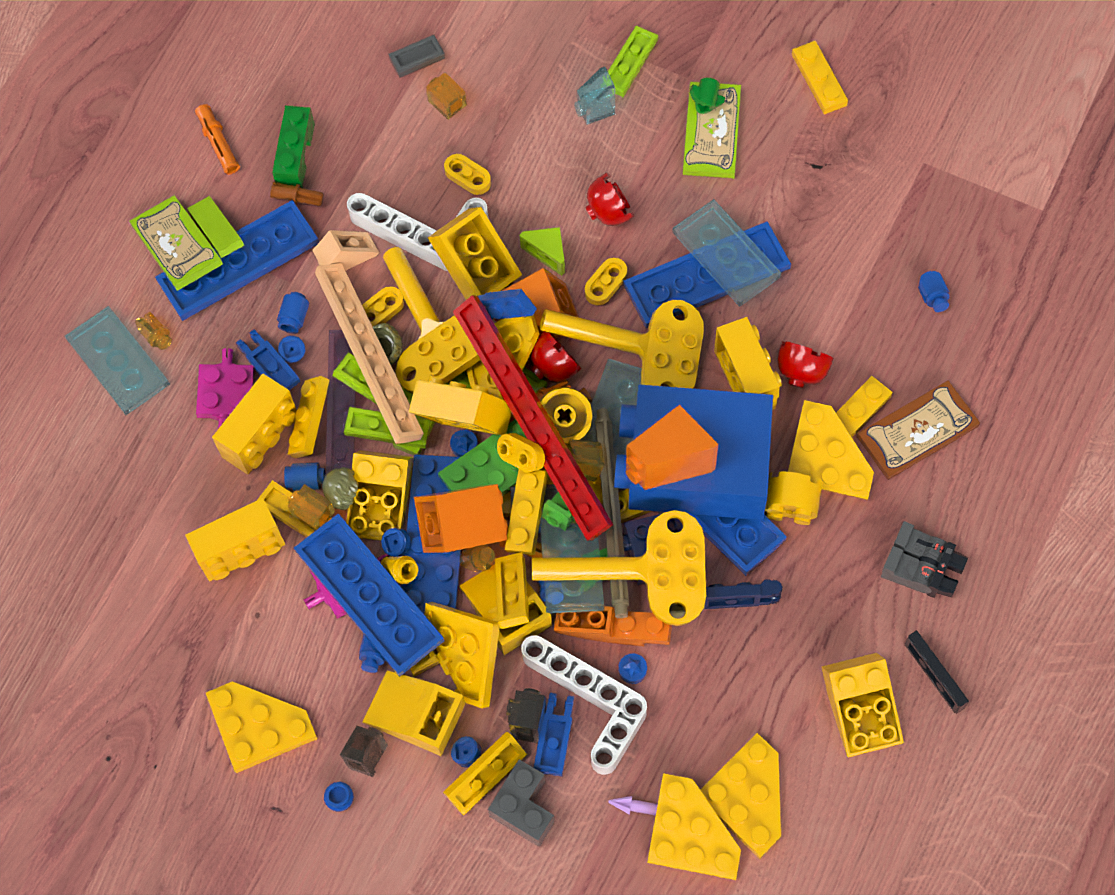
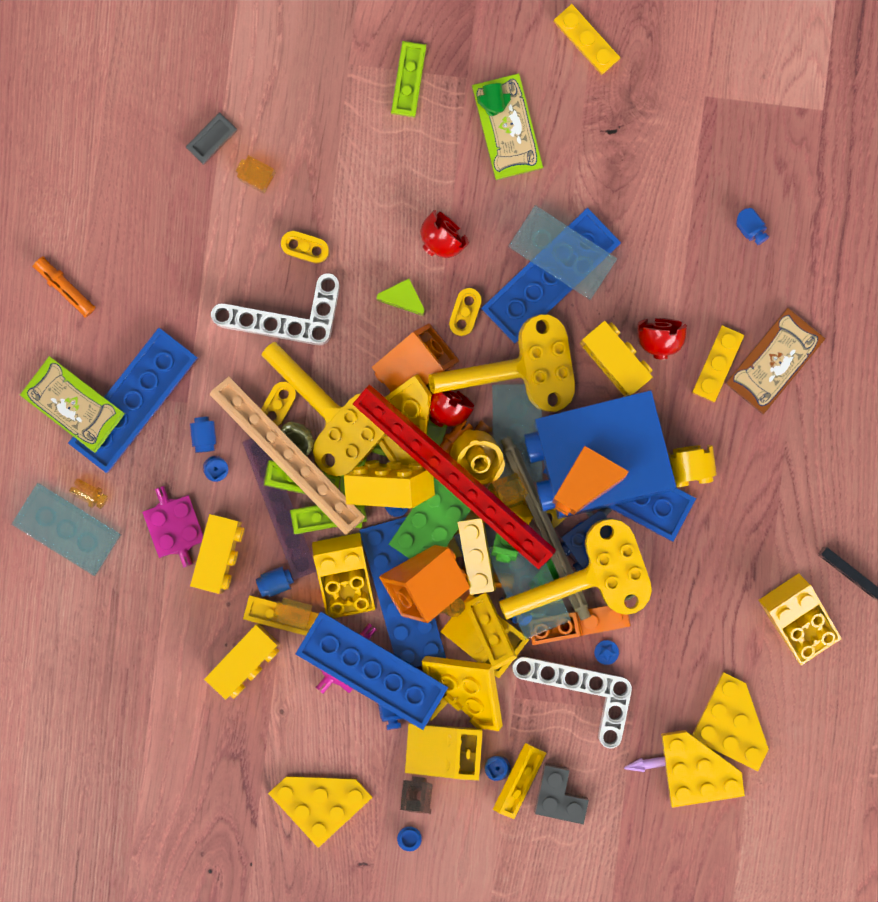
camera: 25 degrees left, 20 degrees up
(215, 227) = (101, 377): lime tile -> none
(268, 361) = (202, 490): blue hinge -> none
(294, 135) = (138, 274): green arch -> none
(296, 193) = (159, 318): dark orange axle -> none
(308, 417) = (256, 527): yellow plate -> none
(340, 487) = (312, 586): olive hair -> none
(345, 248) = (225, 360): light nougat slope -> none
(395, 542) = (375, 614): blue tile -> none
(401, 568) = (388, 638): yellow cone -> none
(474, 254) = (347, 336): yellow brick -> none
(507, 304) = (391, 380): blue hinge -> none
(520, 452) = (455, 510): yellow plate -> none
(526, 715) = (538, 726): clear smoke brick -> none
(554, 738) = (563, 732): blue hinge -> none
(596, 97) = (394, 135): clear light blue slope -> none
(743, 594) = (676, 559): dark blue hinge -> none
(829, 453) = (707, 413): yellow plate -> none
(921, 562) = (822, 482): hips -> none

